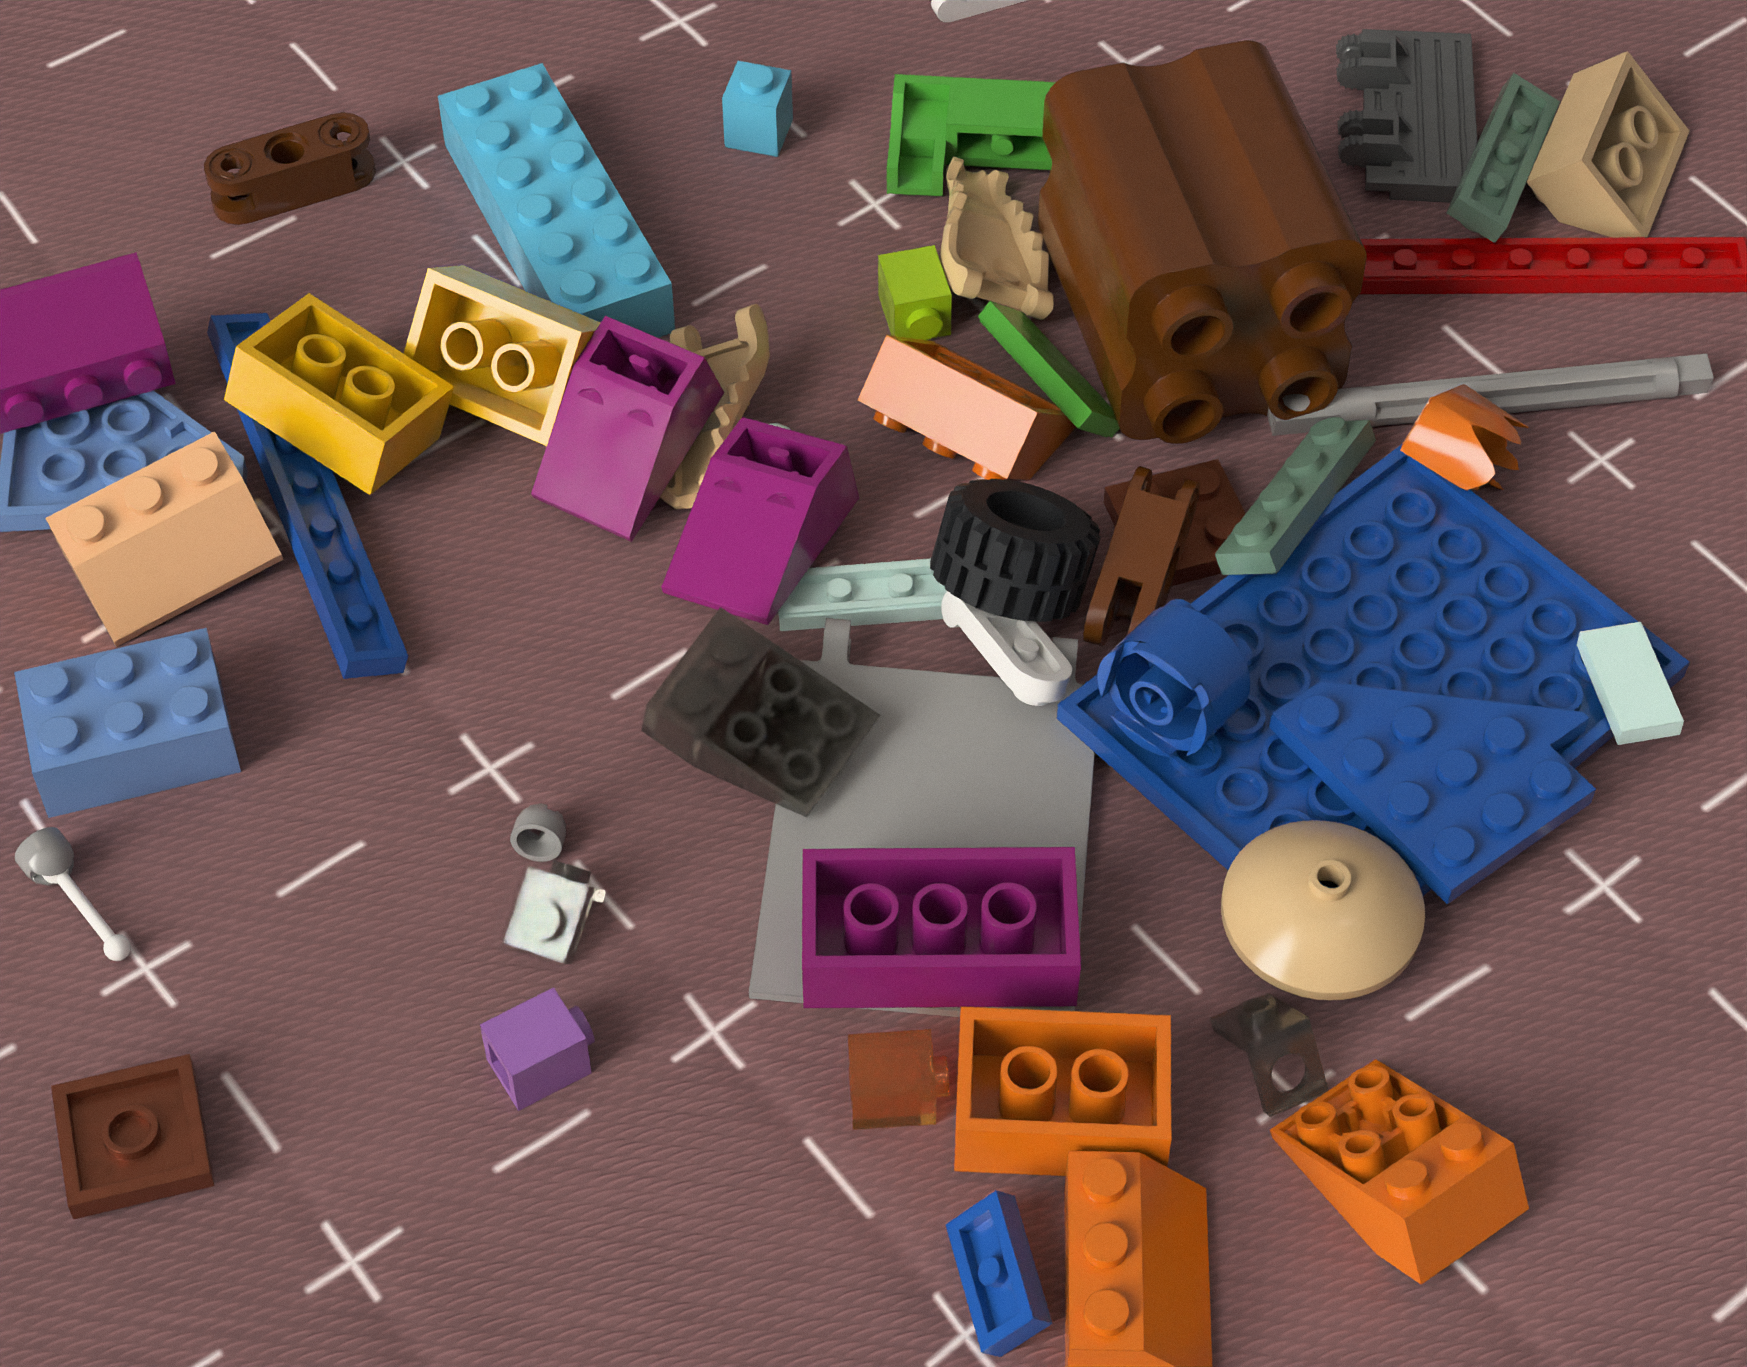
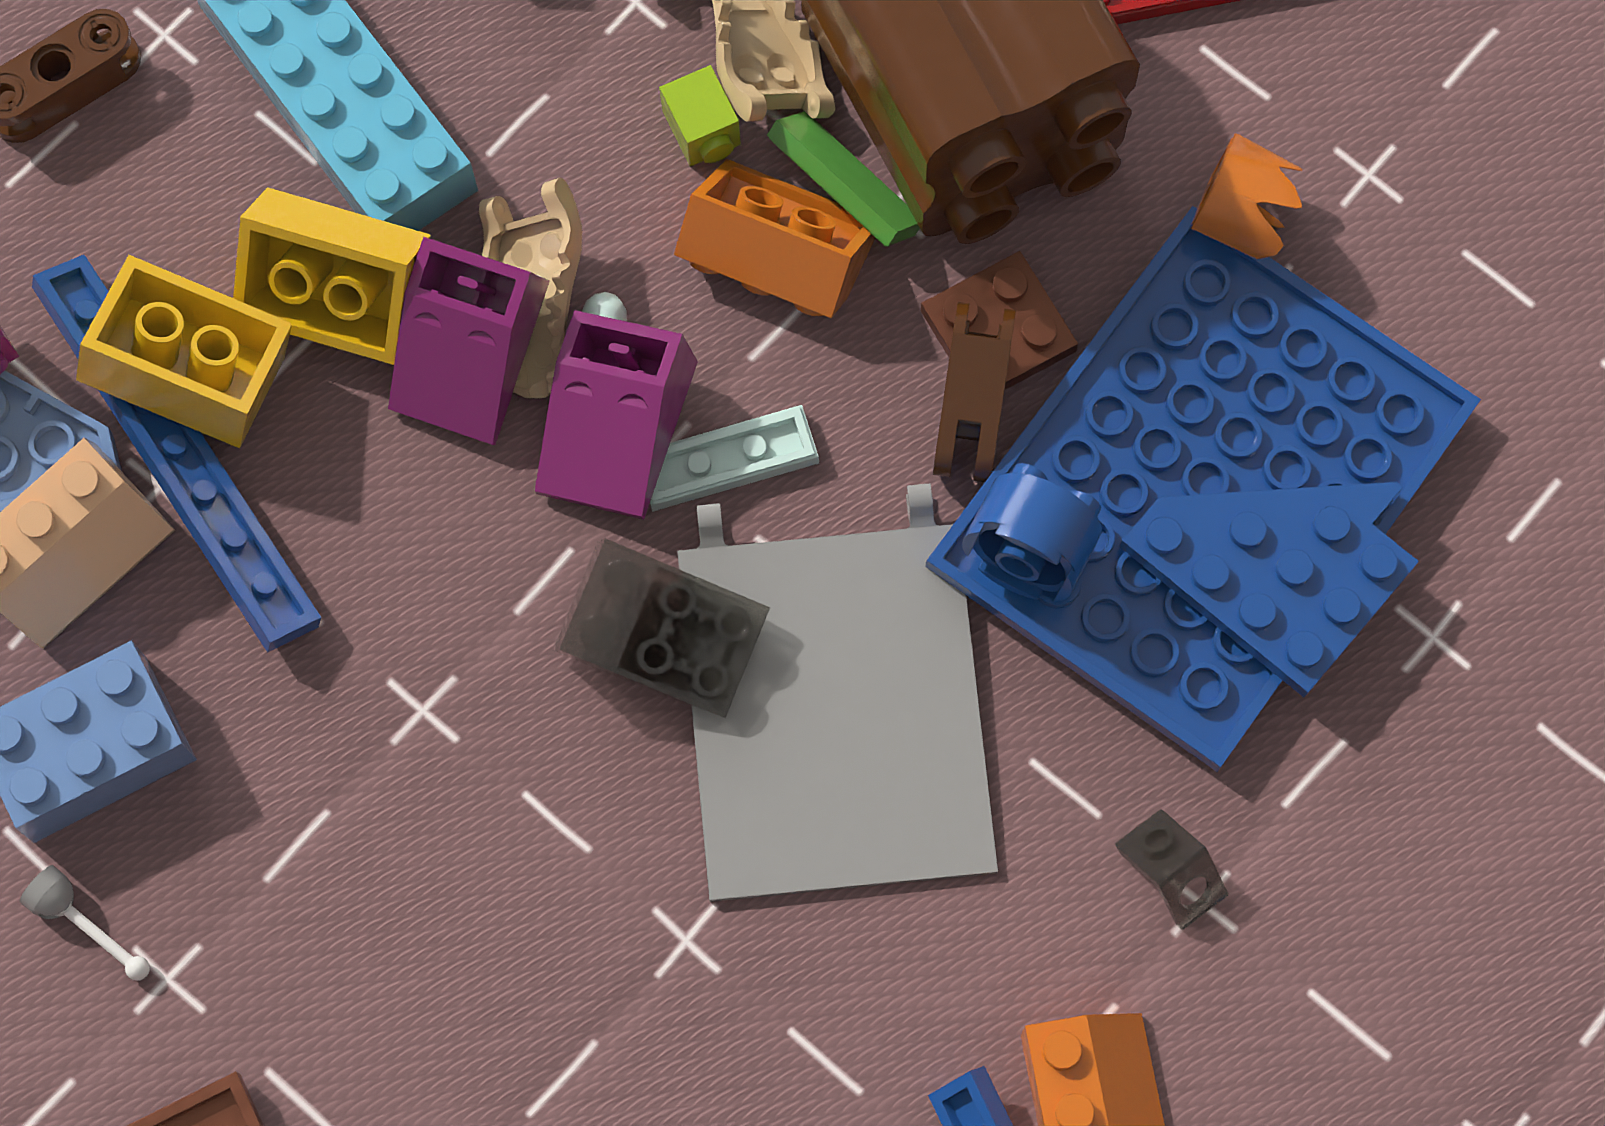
camera: 10 degrees left, 20 degrees up
(538, 1047) = (541, 999): medium lavender brick -> none
(551, 838) = (486, 777): light grey hinge -> none
(552, 911) = (519, 856): clear smoke bracket -> none
(895, 1079) = (858, 968): clear orange brick -> none
(940, 927) = (870, 820): magenta brick -> none
(1014, 550) = (857, 406): black tyre -> none
(1015, 650) = (870, 500): white plate -> none
(1059, 1085) = (1007, 959): orange brick -> none
(1295, 497) = (1101, 289): sand green plate -> none
(1315, 936) = (1192, 766): tan dish -> none
(1405, 1168) = (1304, 963): orange slope -> none
(1513, 391) = (1275, 120): light grey piece -> none
(1629, 683) = (1432, 438): light aqua tile -> none

